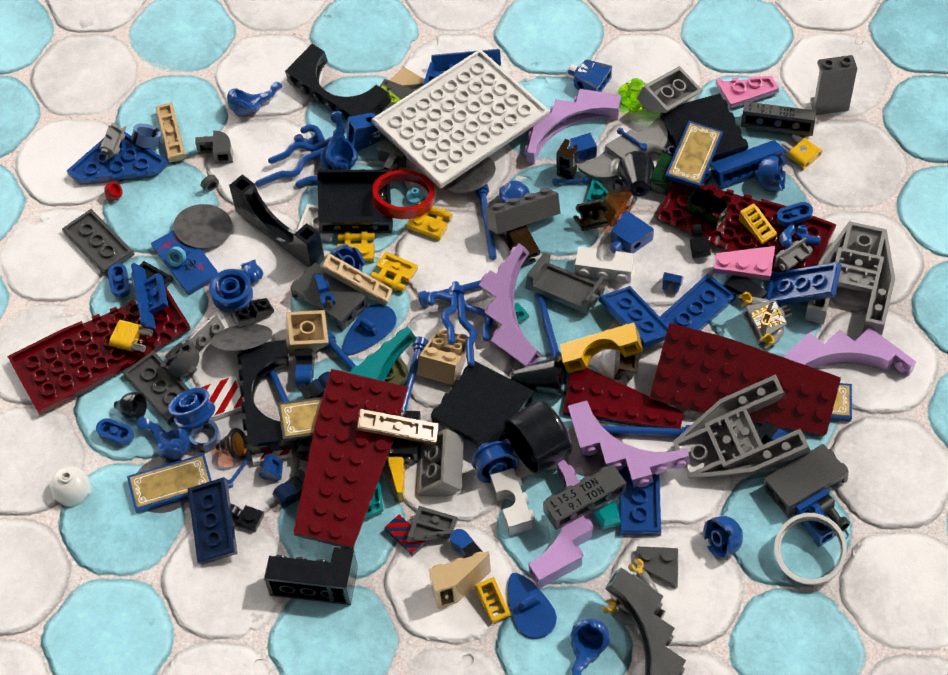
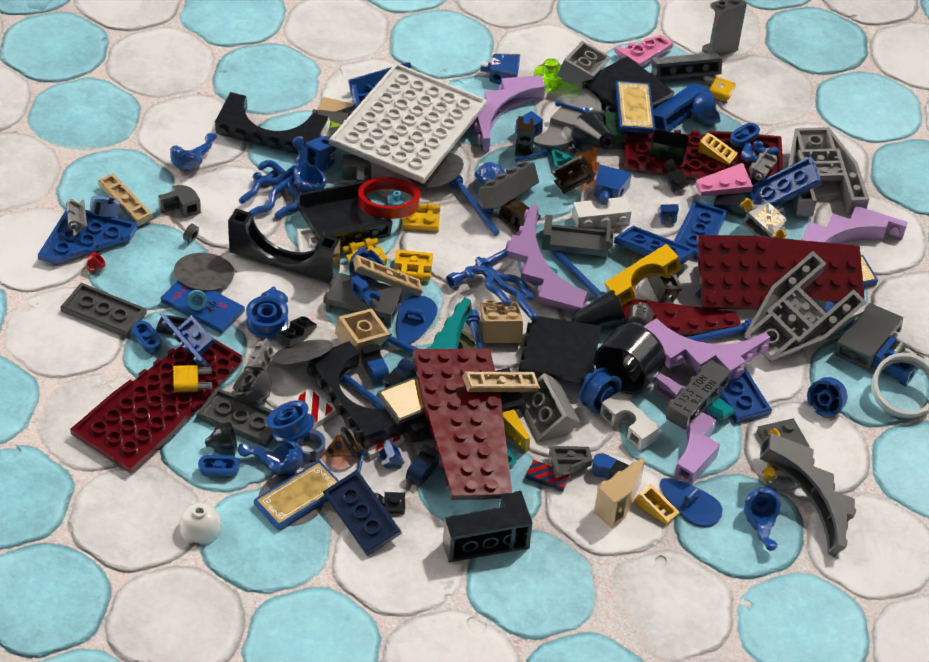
camera: 30 degrees left, 10 degrees down
(575, 391) = (640, 314): none -> dark grey head

